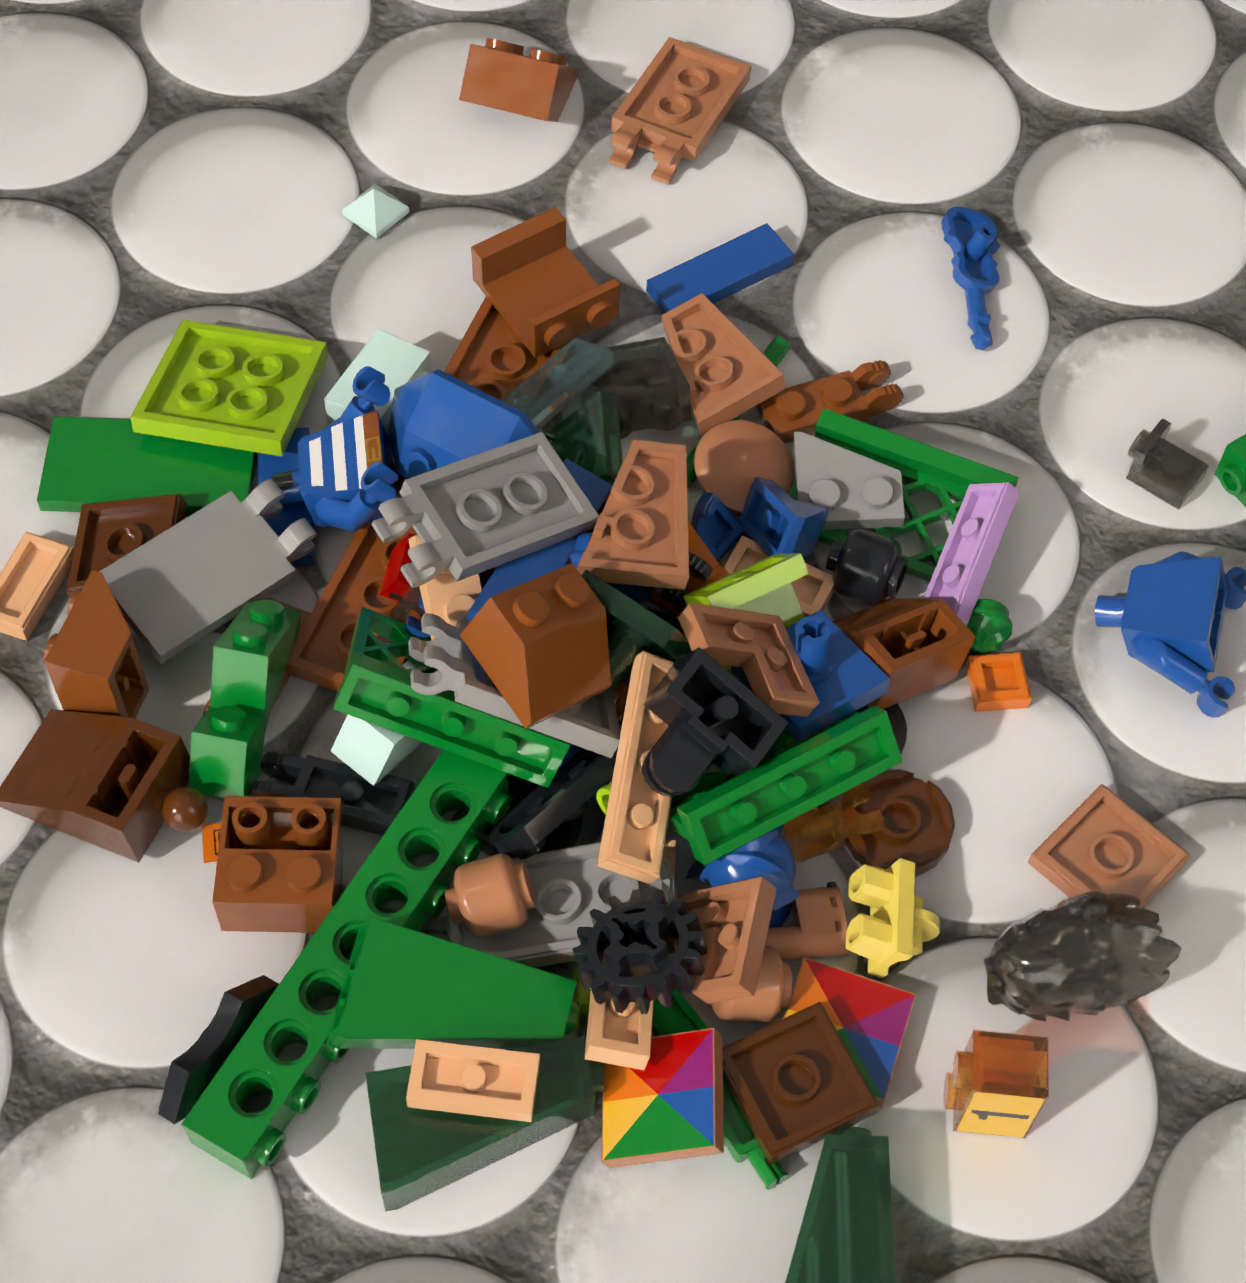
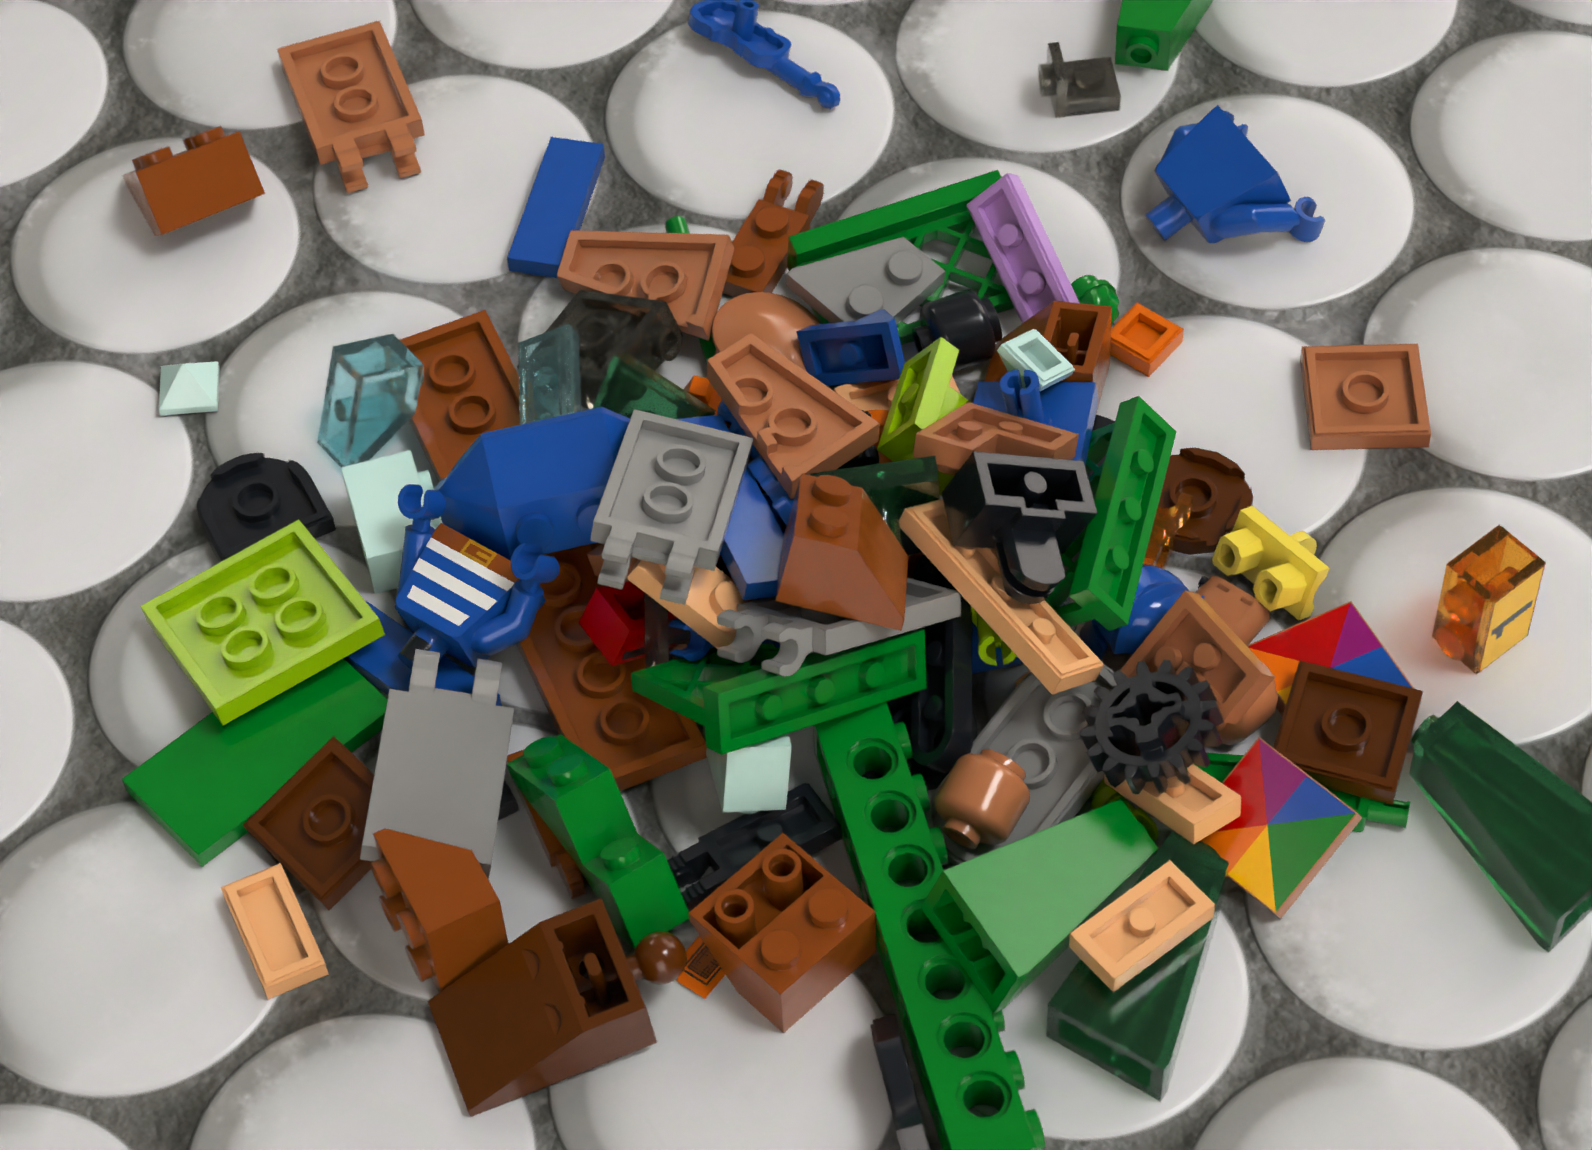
camera: 40 degrees left, 5 degrees down
(328, 311) = (257, 498): none -> black tile
(449, 297) = (368, 397): none -> clear light blue slope
(542, 284) = (452, 329): dark orange panel -> none
(856, 626) = (1036, 354): none -> light aqua slope
(1079, 957) = (1438, 470): clear smoke head -> none

